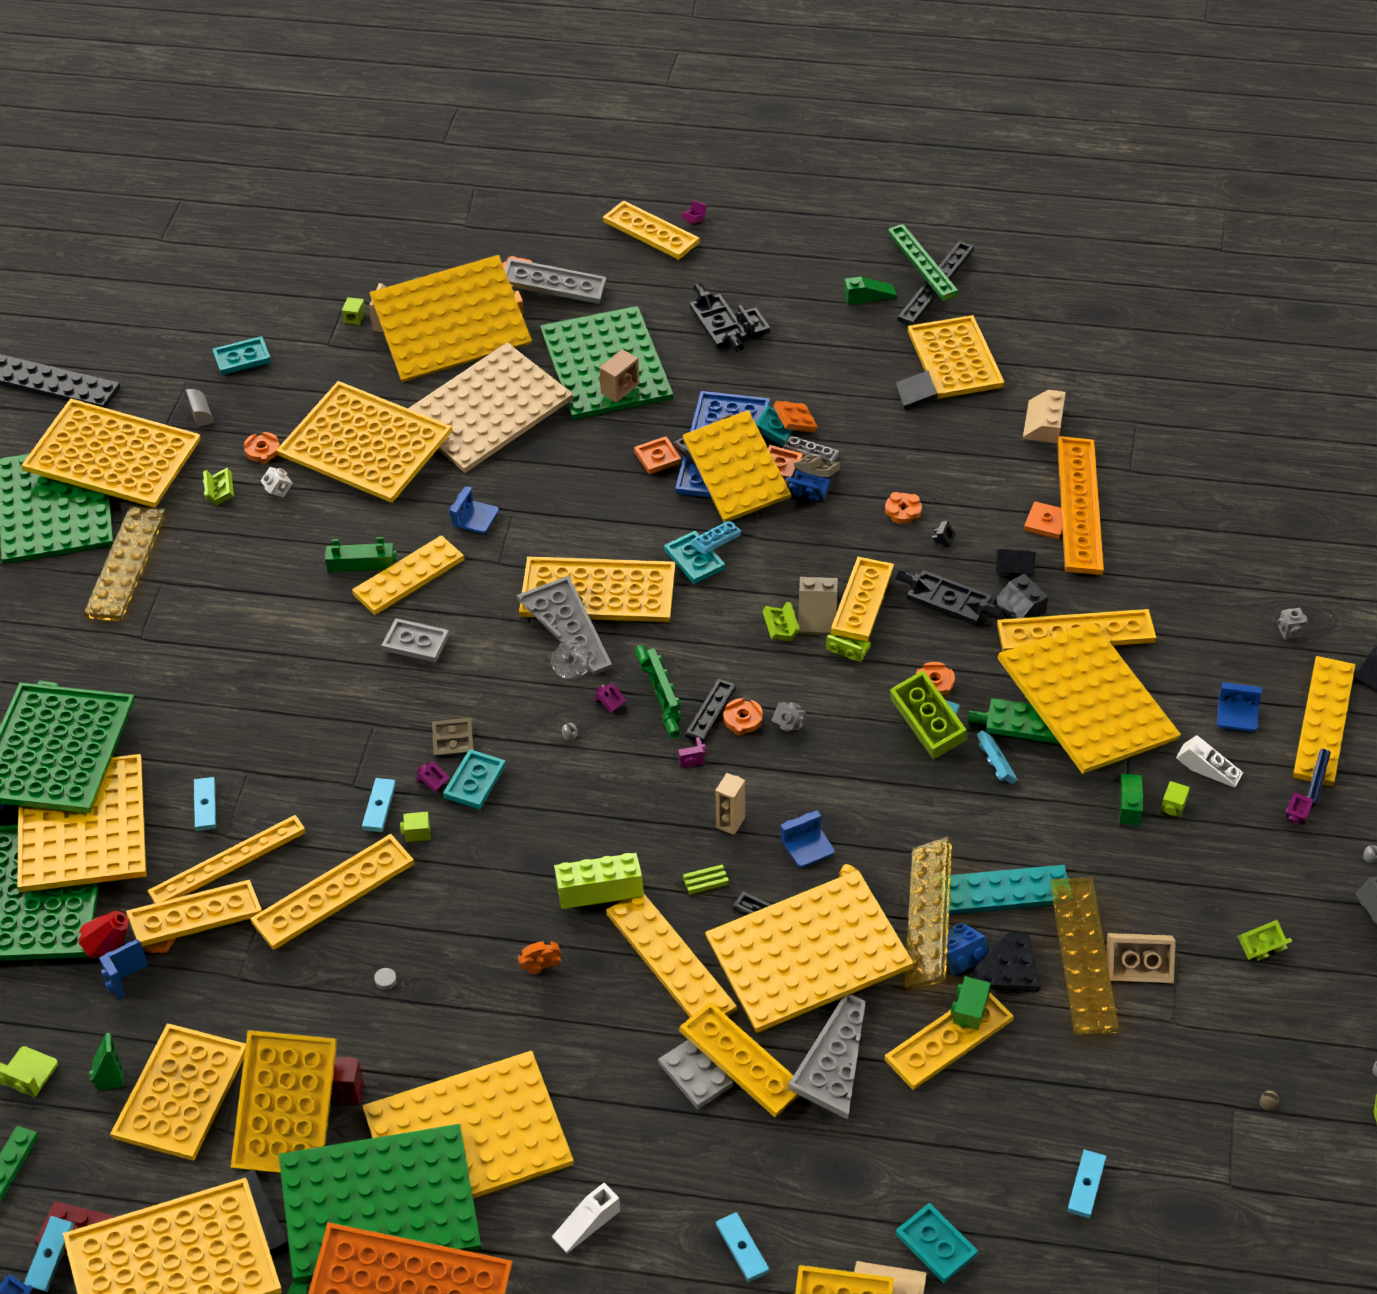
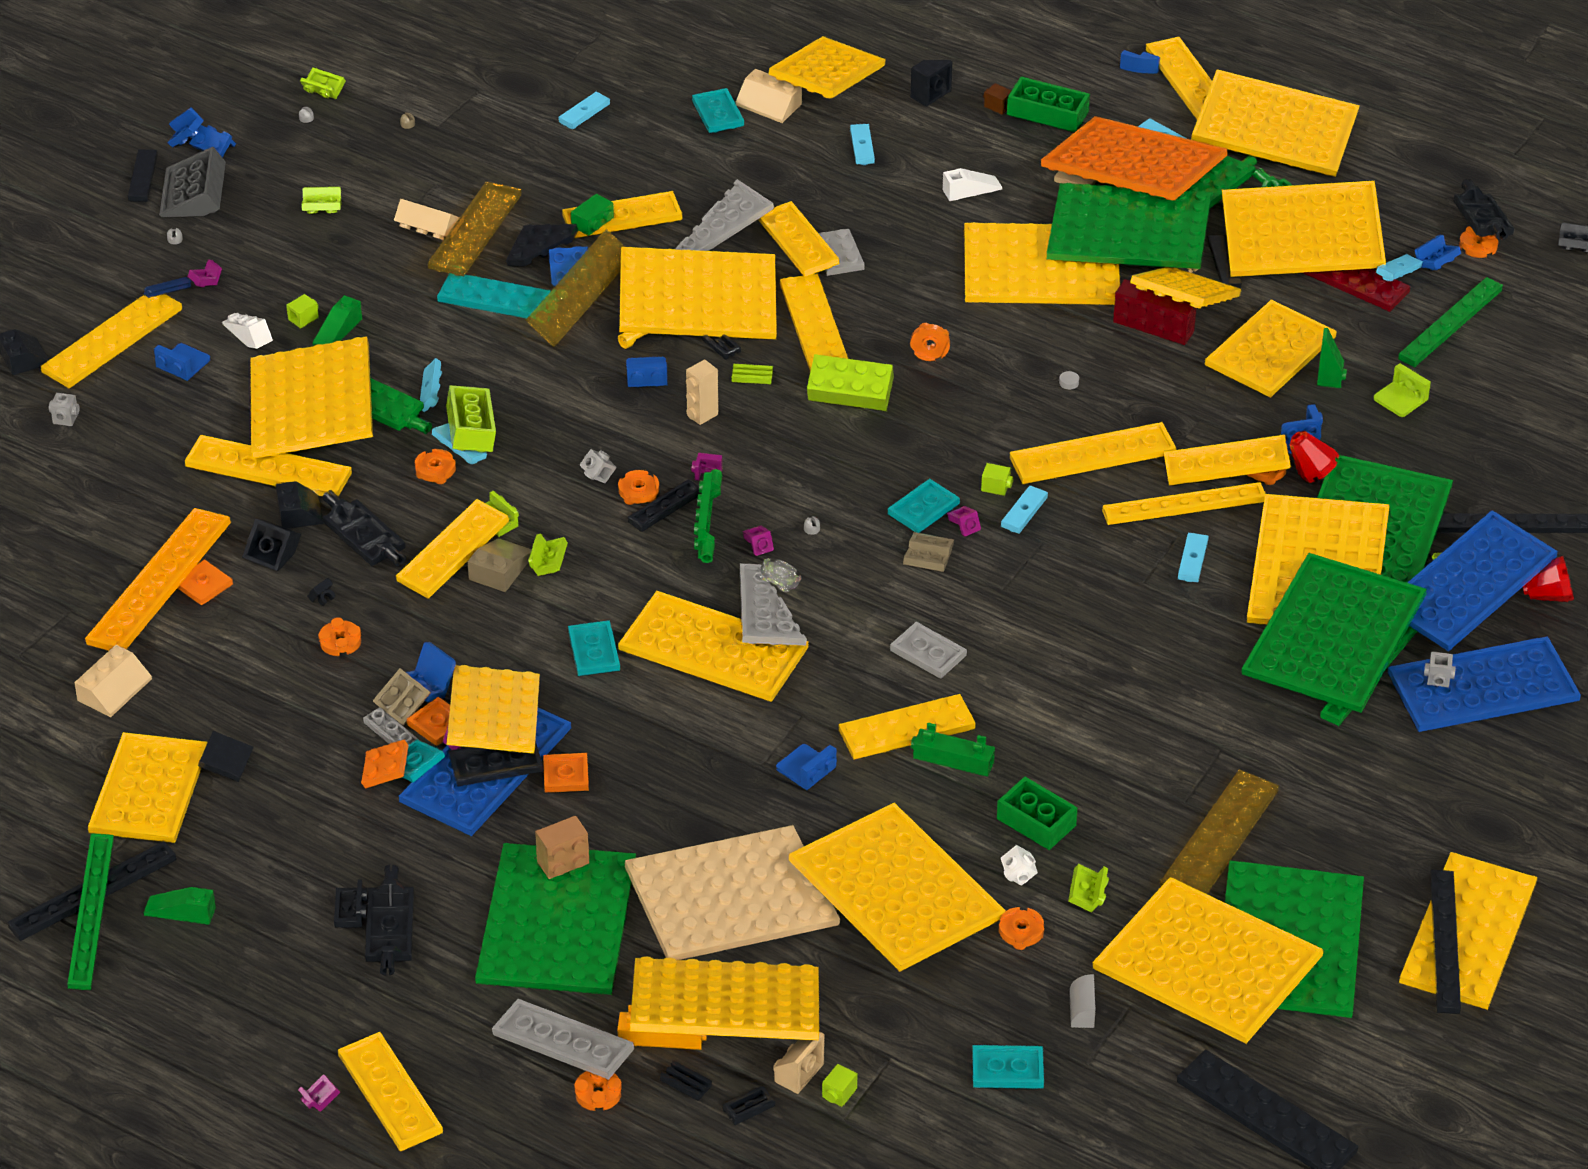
camera: 160 degrees left, 5 degrees down
(274, 522) = (1037, 813): none -> green brick
(716, 537) = (560, 655): medium azure tile -> none

